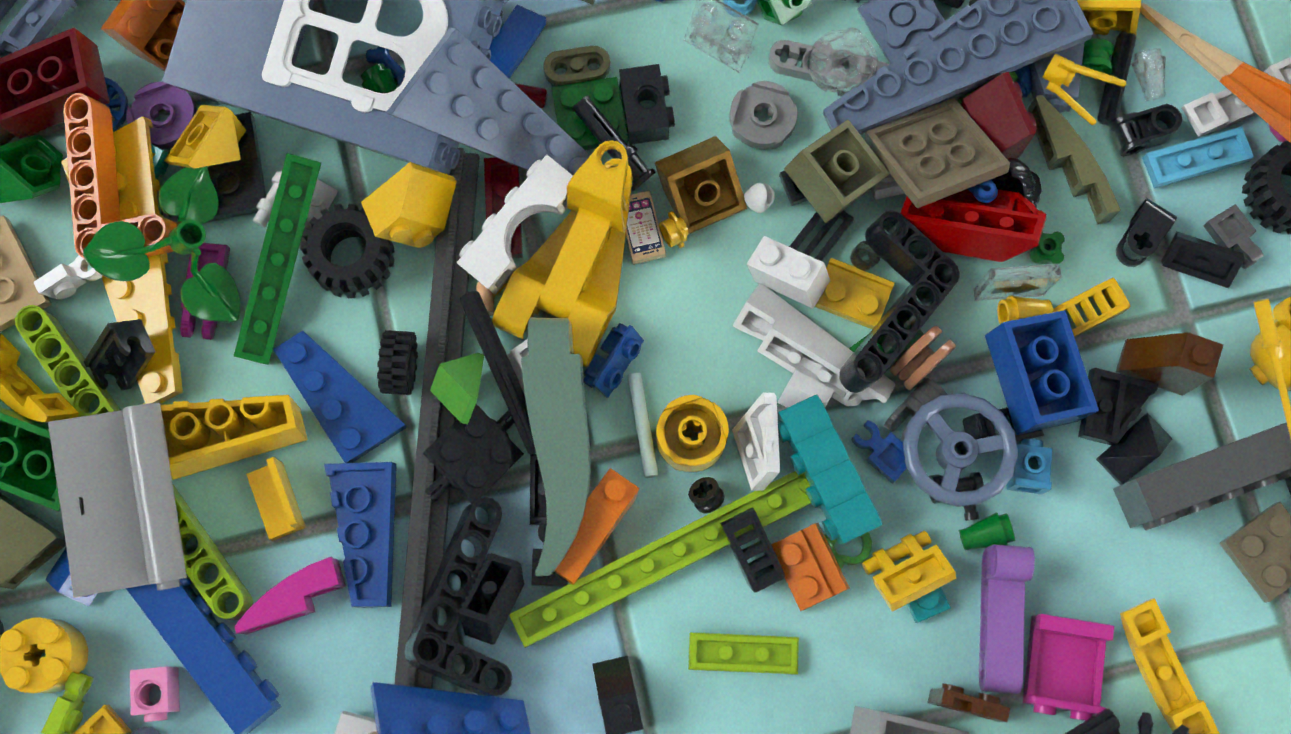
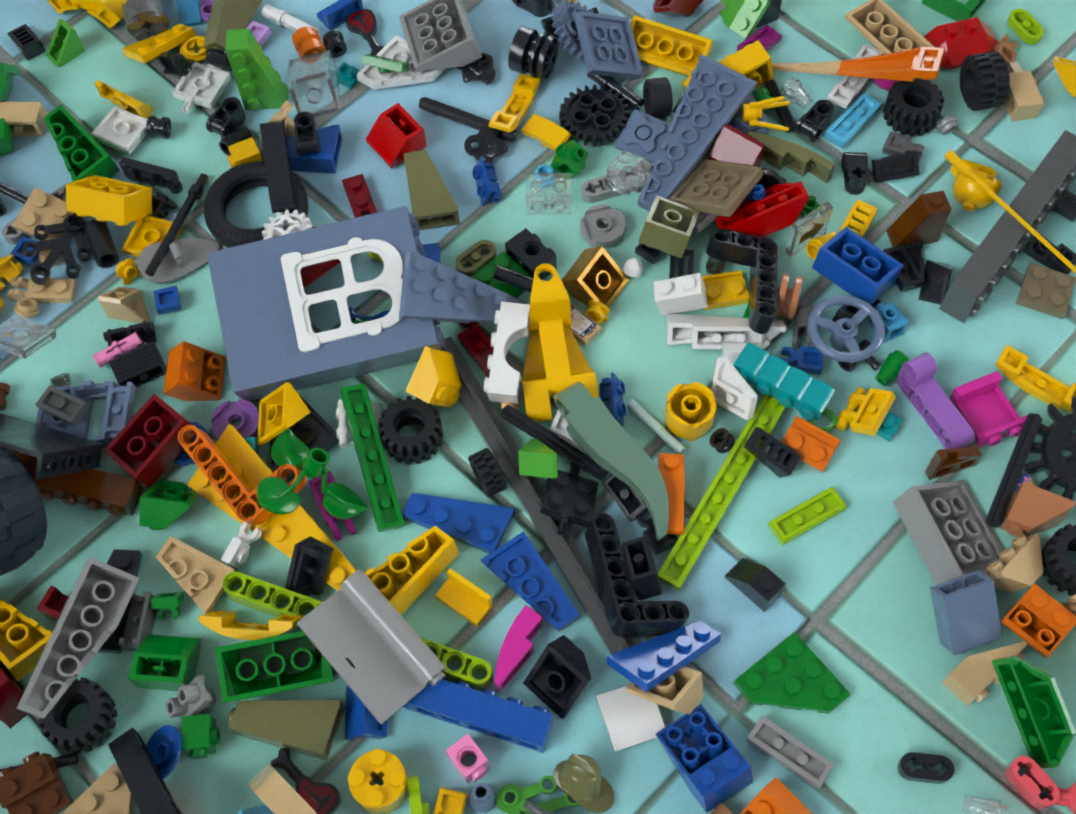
camera: 30 degrees left, 15 degrees down
(318, 662) = (559, 676): none -> black slope

